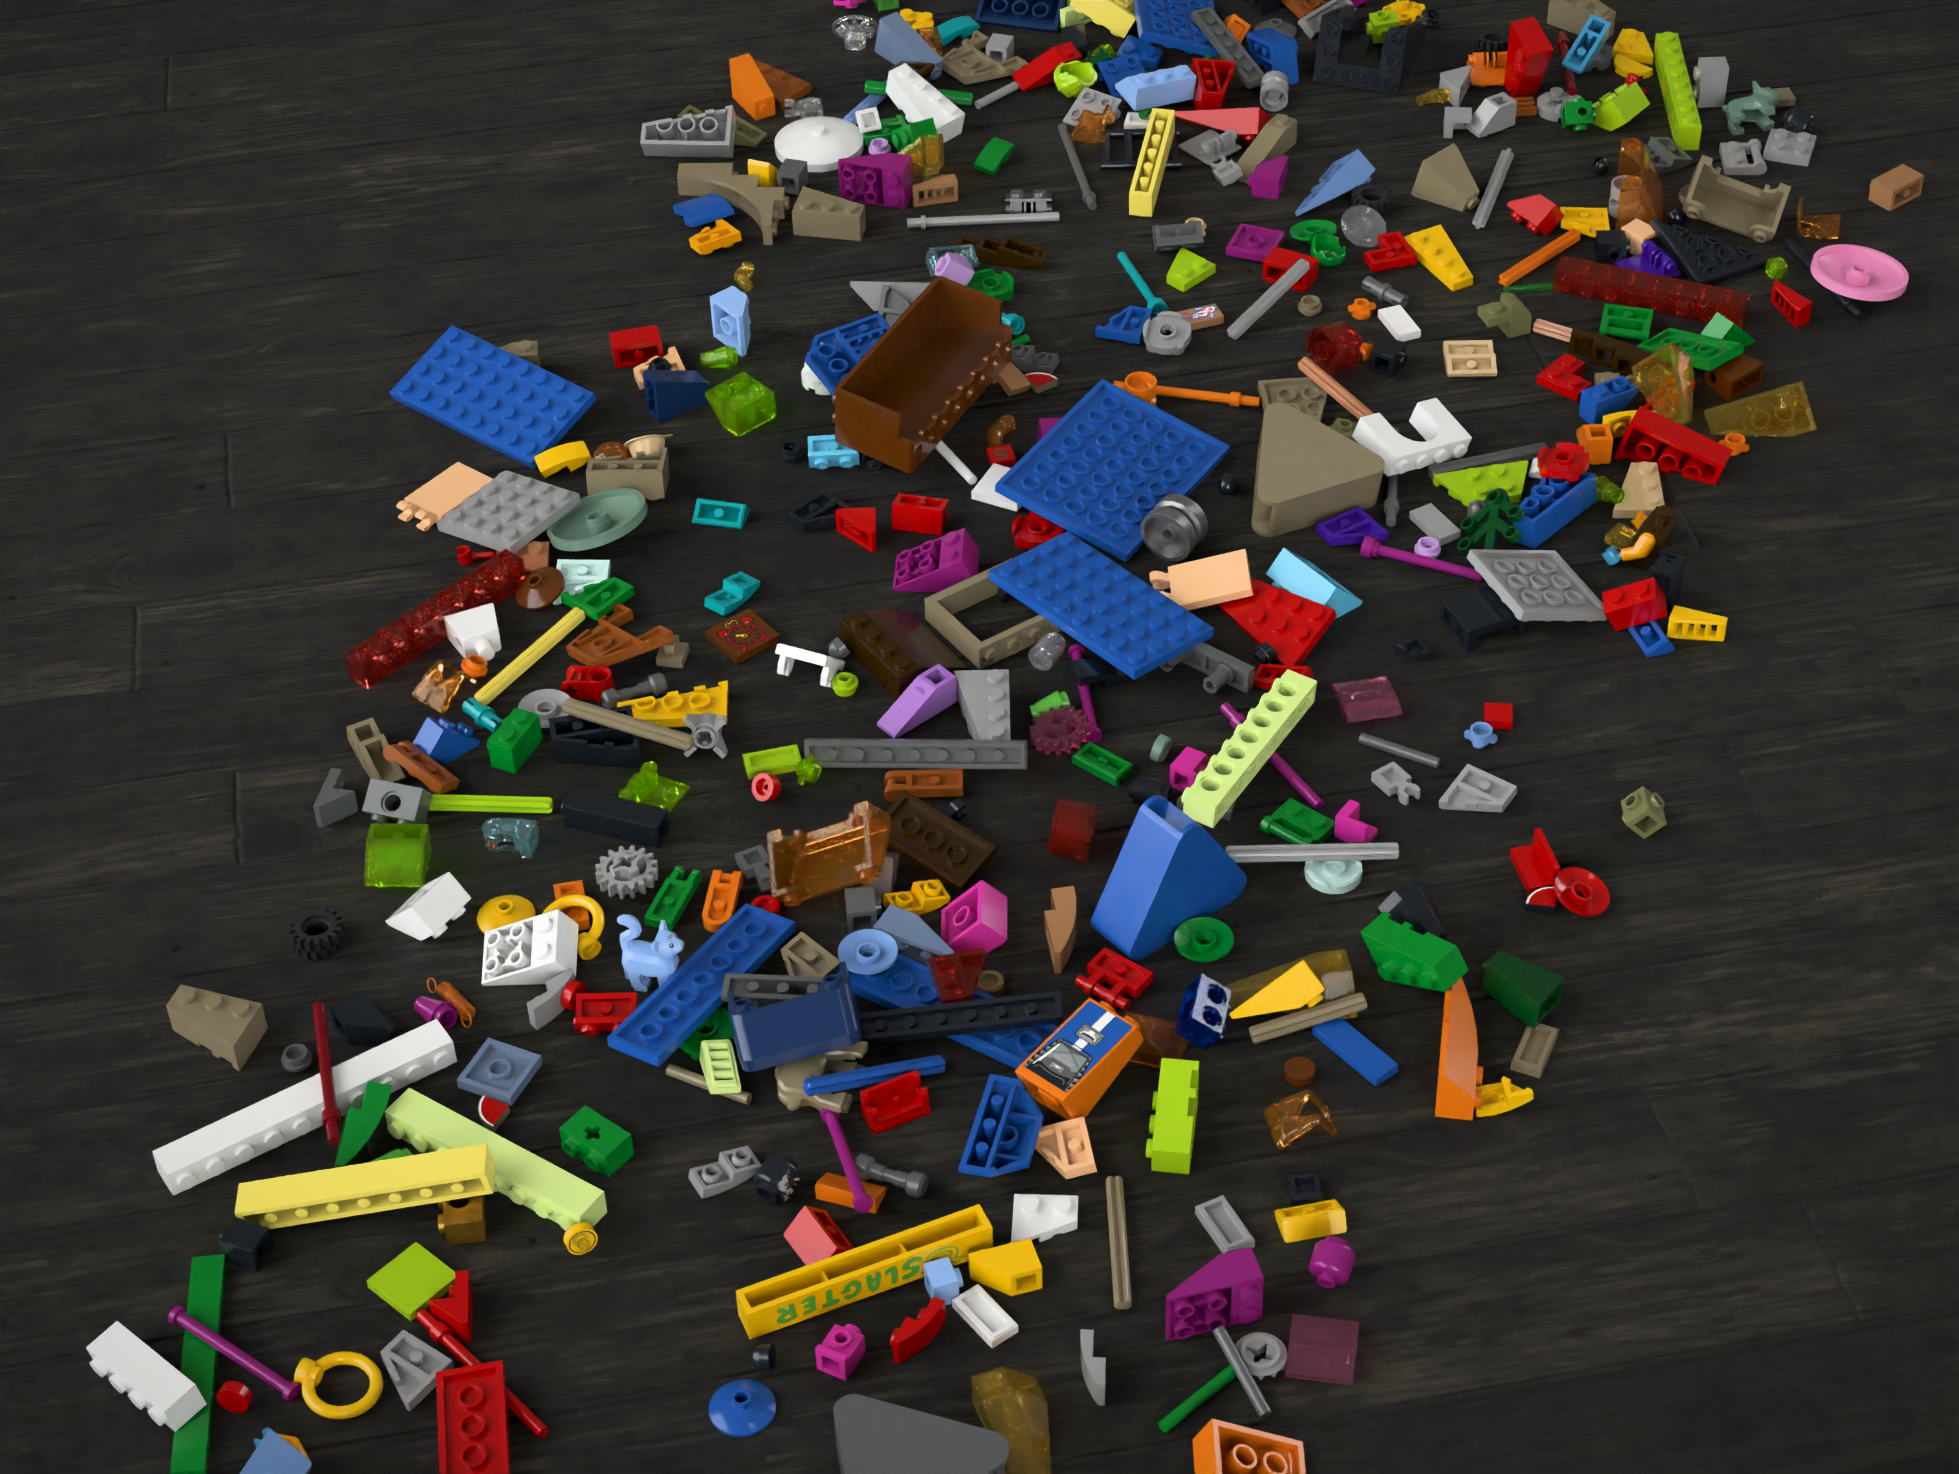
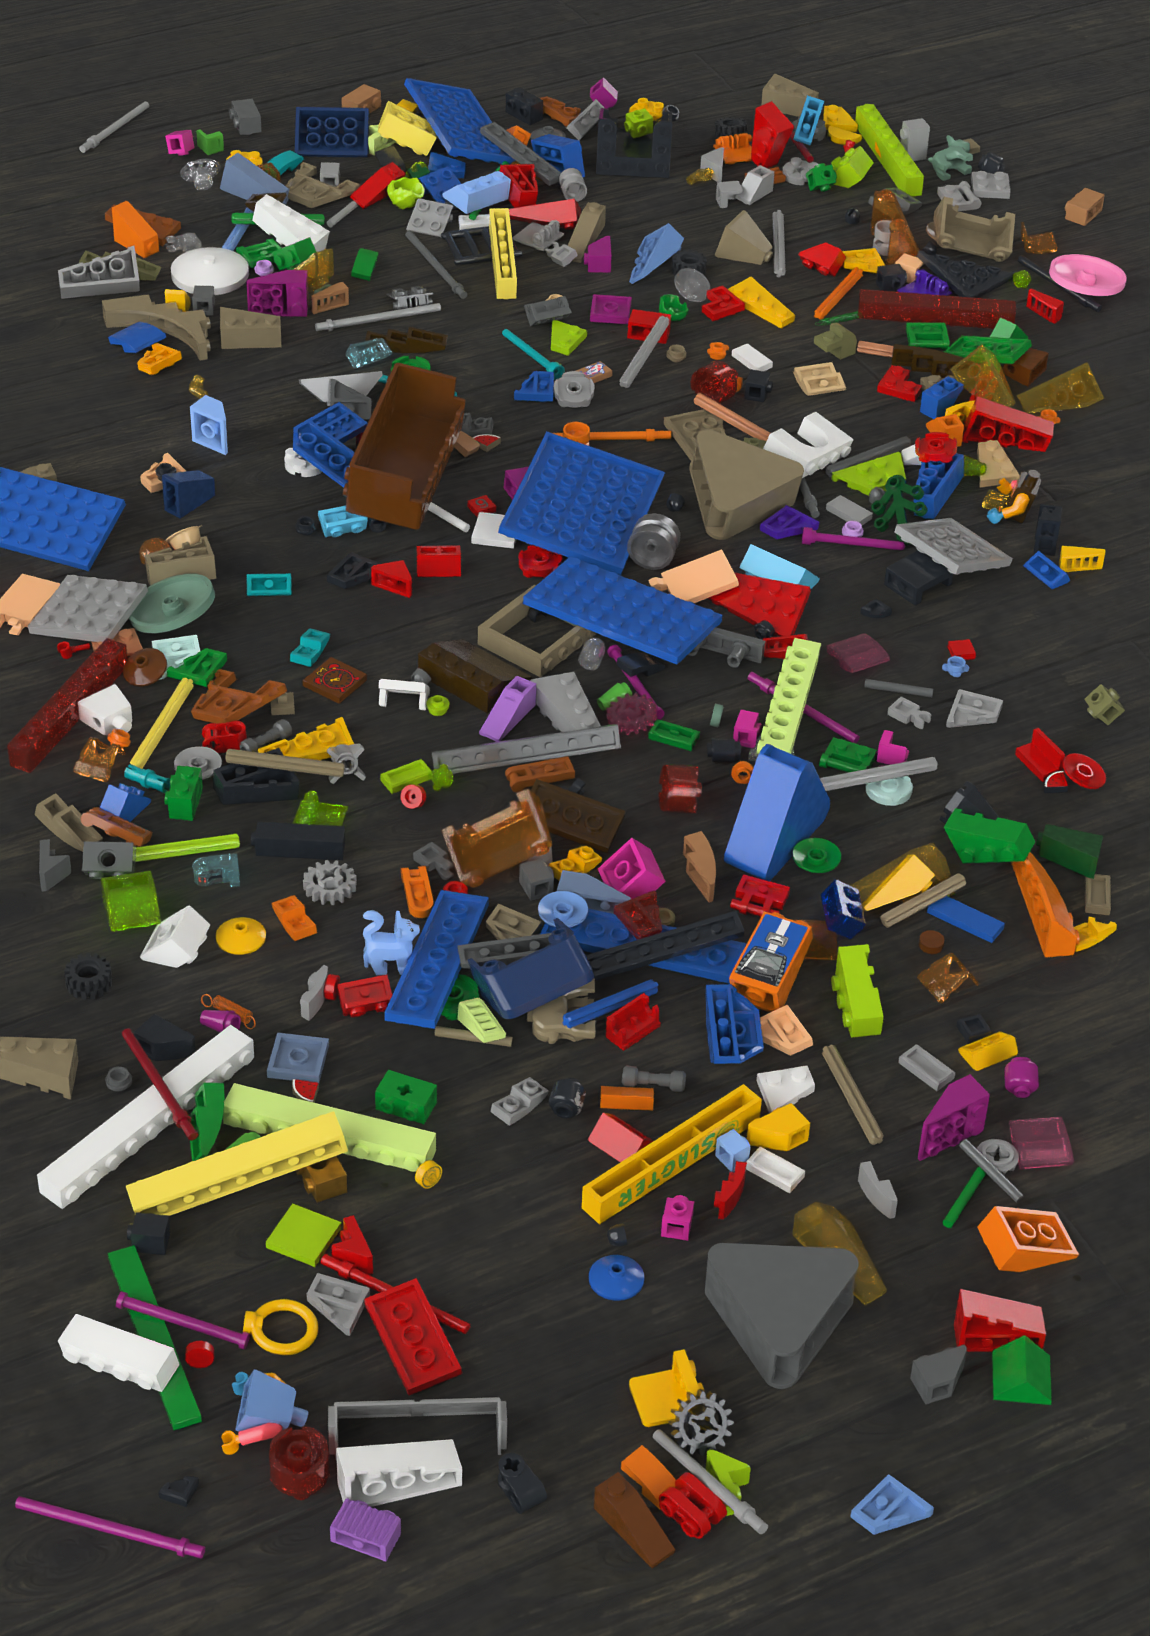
camera: 20 degrees left, 0 degrees up
(530, 950) = (280, 958): white slope -> none
(569, 454) = (111, 557): yellow slope -> none
(587, 942) = (321, 945): yellow piece -> none
(635, 345) = (133, 457): red brick -> none
(672, 898) = (377, 895): green hinge -> none
(721, 358) = (209, 458): clear neon green cone -> none
(742, 403) = (248, 492): clear neon green slope -> none
(862, 1202) = (647, 1100): magenta bar -> none
(868, 120) = (249, 246): white slope -> none
(937, 563) = (470, 599): magenta slope -> none
(955, 267) = (380, 360): lavender slope -> none
(999, 428) = (471, 483): clear orange arm -> none
(1092, 125) = (433, 230): clear orange piece -> none
(1308, 229) = (652, 293): green dish -> none
(1384, 292) = (730, 335): dark grey pin -> none
(1634, 604) = (1032, 549): red brick -> none

